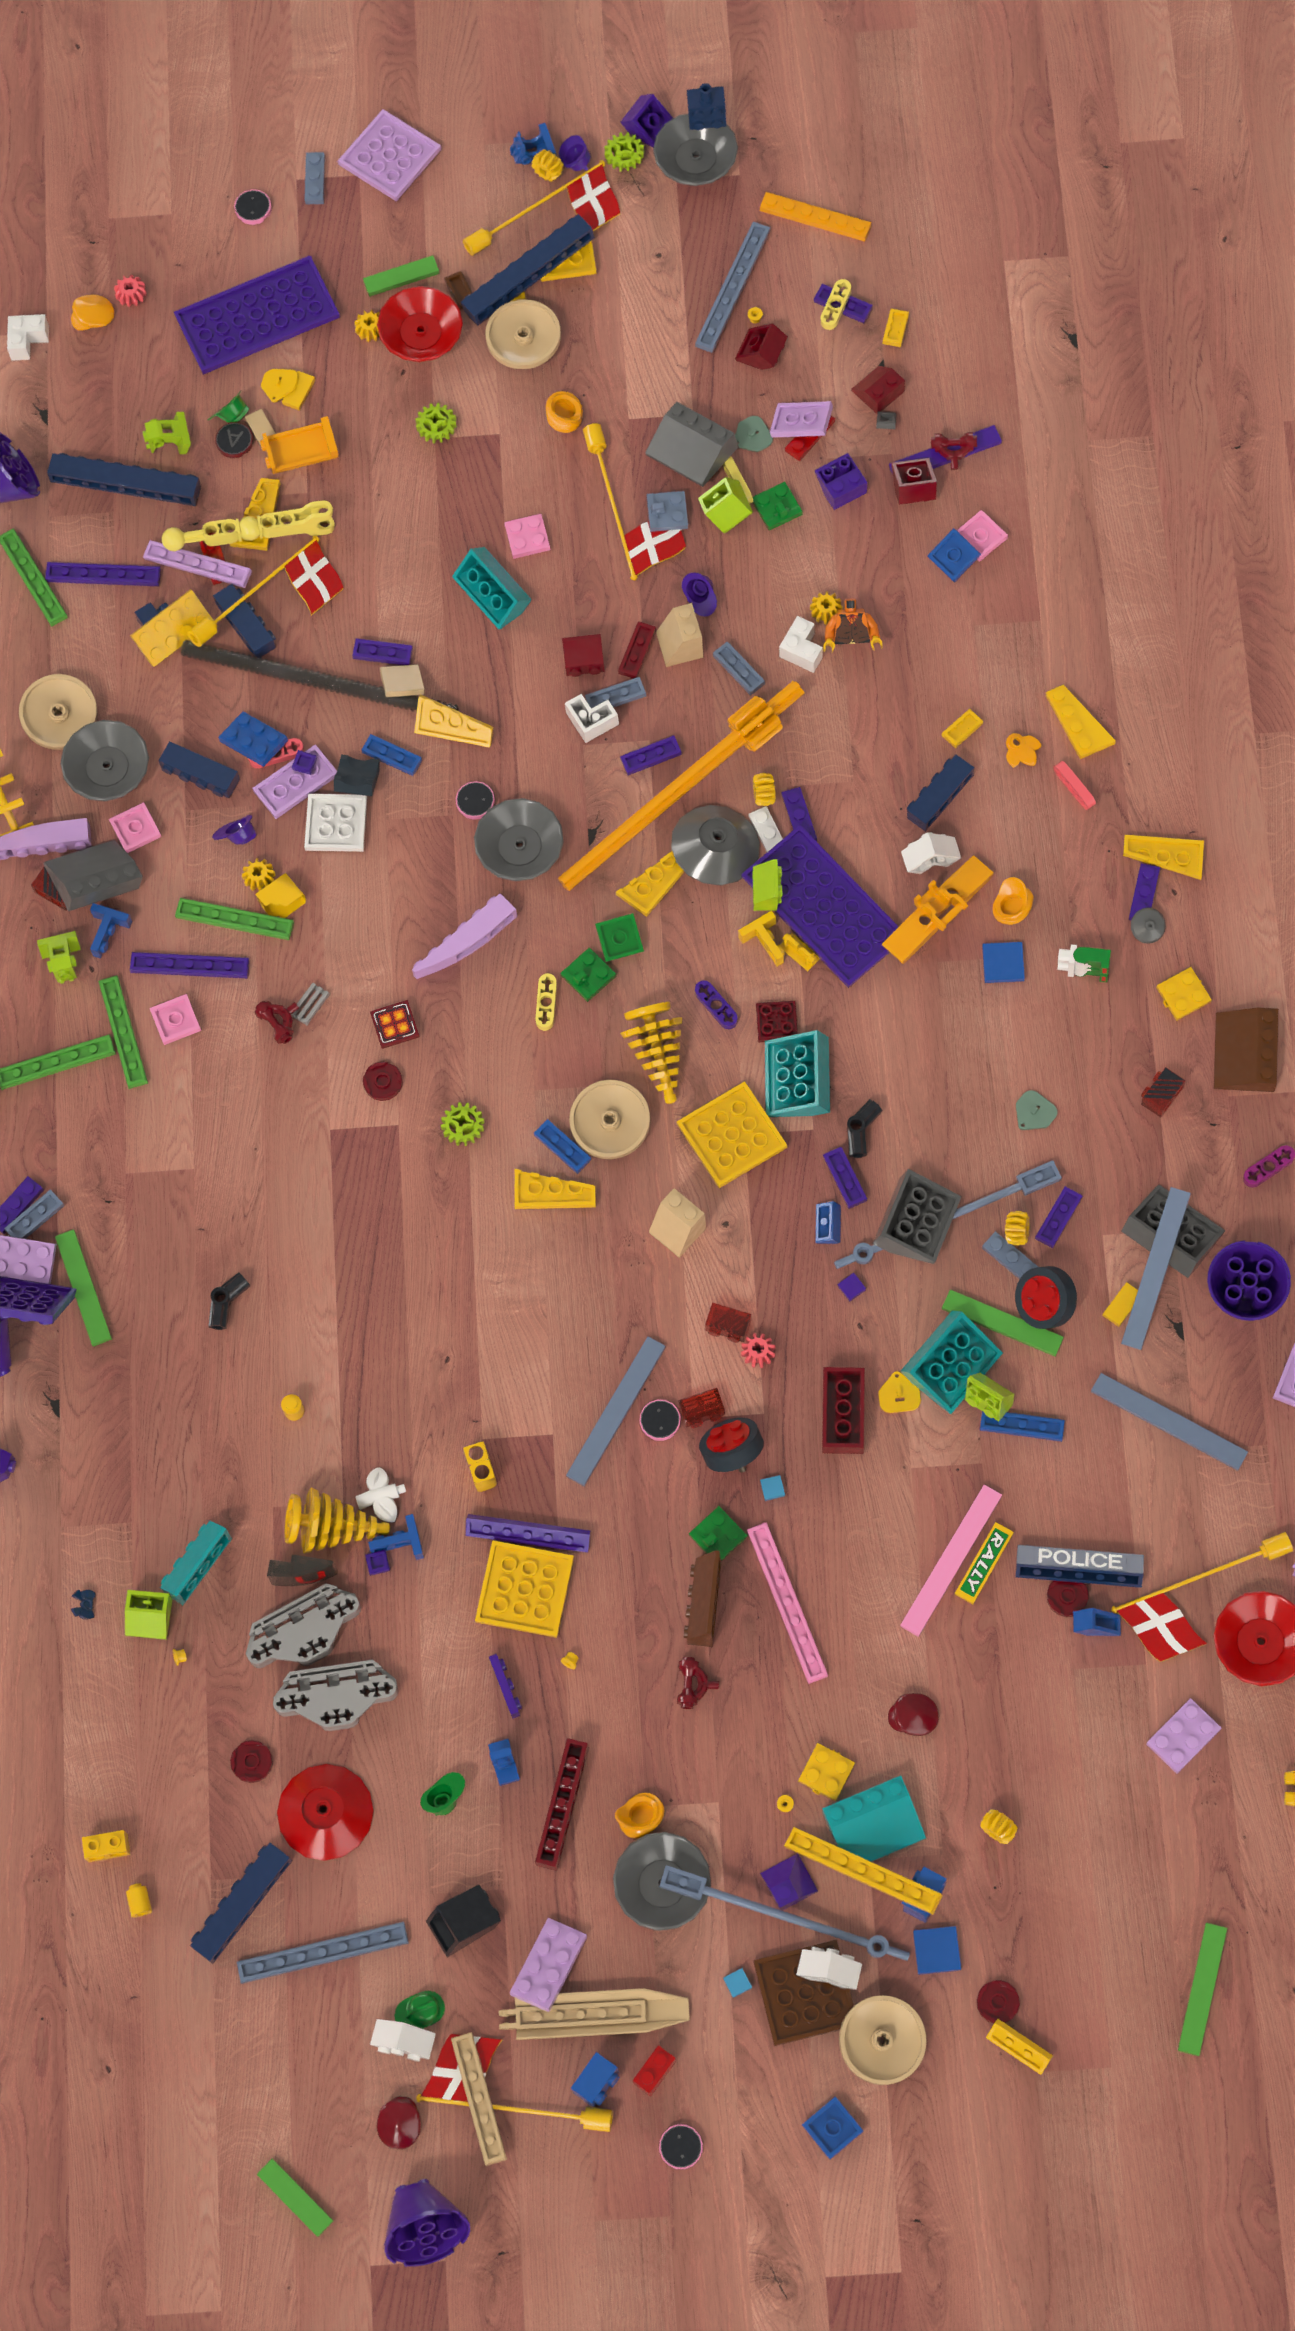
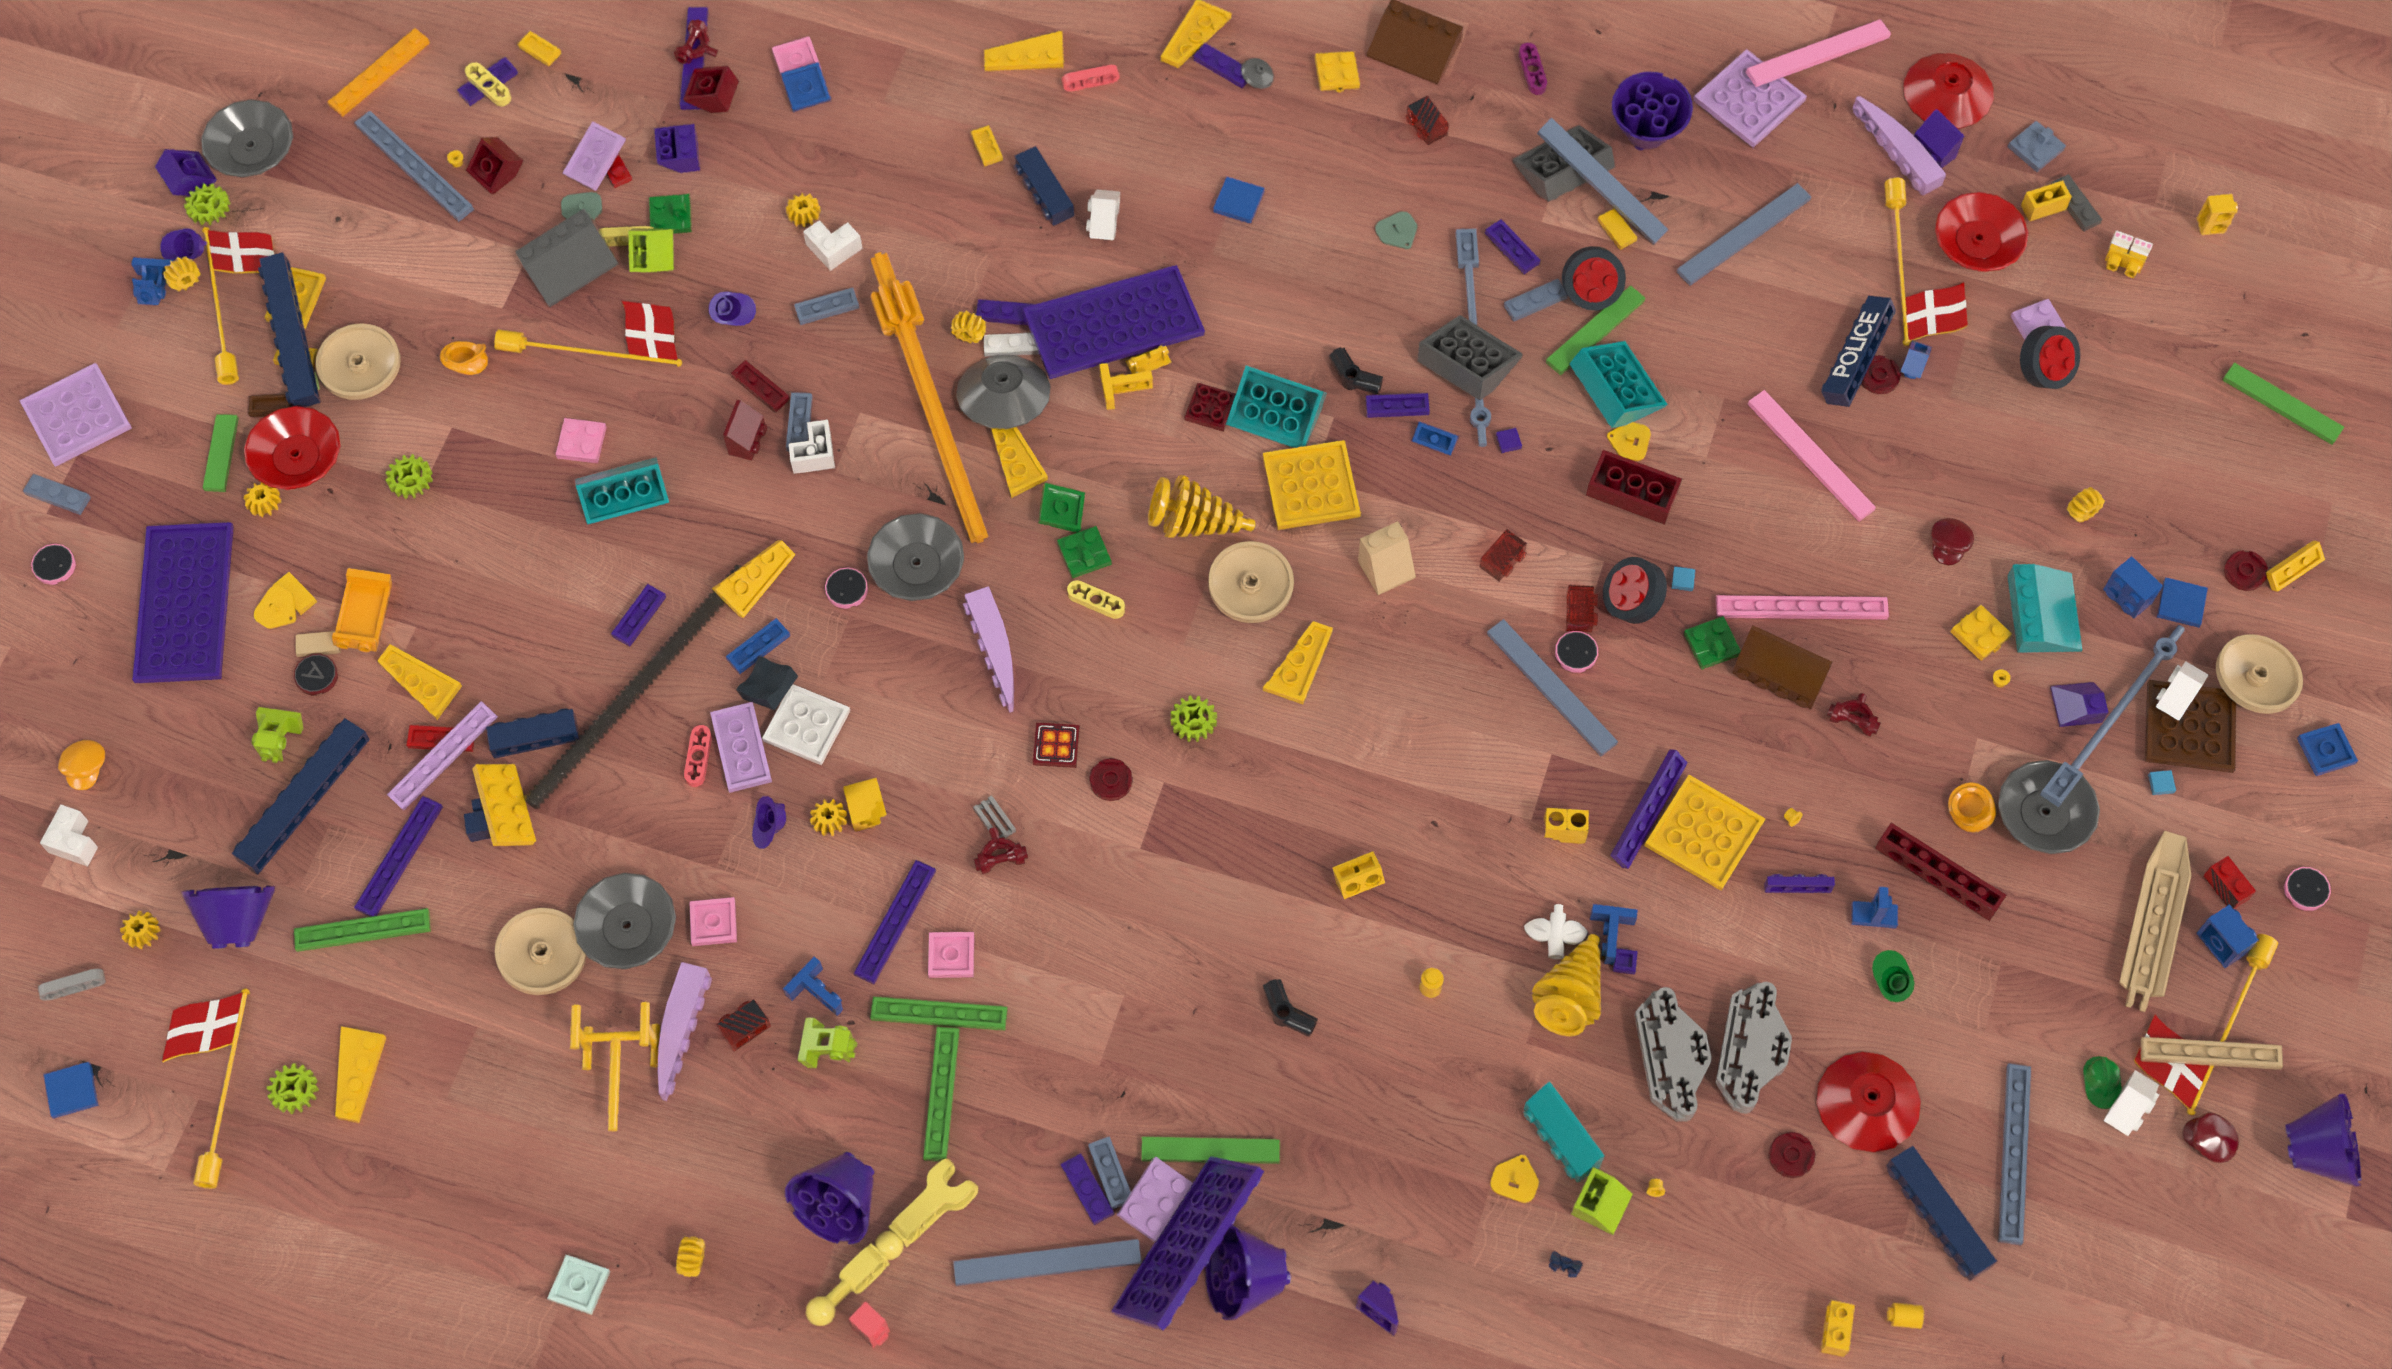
camera: 75 degrees left, 5 degrees down
(93, 874) = (749, 976): dark grey slope -> none
(130, 290) = (86, 709): coral gear -> none
(153, 1539) = (1517, 1173): none -> yellow piece
(199, 770) = (680, 835): dark blue brick -> none
(233, 410) = (281, 662): green piece -> none
(234, 919) = (863, 860): bright green tile -> none
(253, 739) = (672, 769): blue plate -> none
(295, 2197) = (2259, 1266): bright green tile -> none
(300, 1571) = (1612, 1033): clear smoke slope -> none
(302, 521) = (435, 684): light yellow piece -> none
(304, 762) = (726, 728): dark purple tile -> none
(308, 573) = (513, 654): flag -> none
(366, 1311) = (1358, 875): none -> yellow brick
(402, 680) = (683, 605): tan tile -> none
(463, 1920) = (2027, 1005): black slope -> none
(548, 1964) = (2097, 941): lavender plate -> none
(562, 1146) = (1257, 637): blue plate -> none
(650, 755) = (879, 414): dark purple plate -> none
(667, 511) = (625, 307): sand blue hinge -> none
(680, 636) = (770, 337): tan slope -> none
(706, 107) = (214, 104): dark blue brick -> none
(716, 1013) = (1153, 451): dark purple beam -> none
(765, 1347) = (1543, 532): coral gear -> none
(767, 886) = (1078, 351): lime slope -> none
(851, 627) = (838, 191): torso -> none
(863, 1870) = (2096, 627): yellow tile -> none
(880, 388) = (594, 83): dark red slope -> none
(886, 420) = (632, 91): dark grey tile -> none
(912, 934) = (1156, 231): light orange piece -> none
(984, 1563) = (1824, 429): tile -> none
(988, 1396) = (1669, 361): lime slope -> none
(1012, 902) = (1185, 168): light orange piece -> none
(1017, 1228) = (1512, 279): yellow gear -> none
(1024, 751) = (1032, 107): light orange plate -> none
(1025, 1426) = (1701, 351): blue tile -> none
(1085, 961) = (1278, 122): hips -> none
(1143, 1744) = (2050, 357): none -> wheel

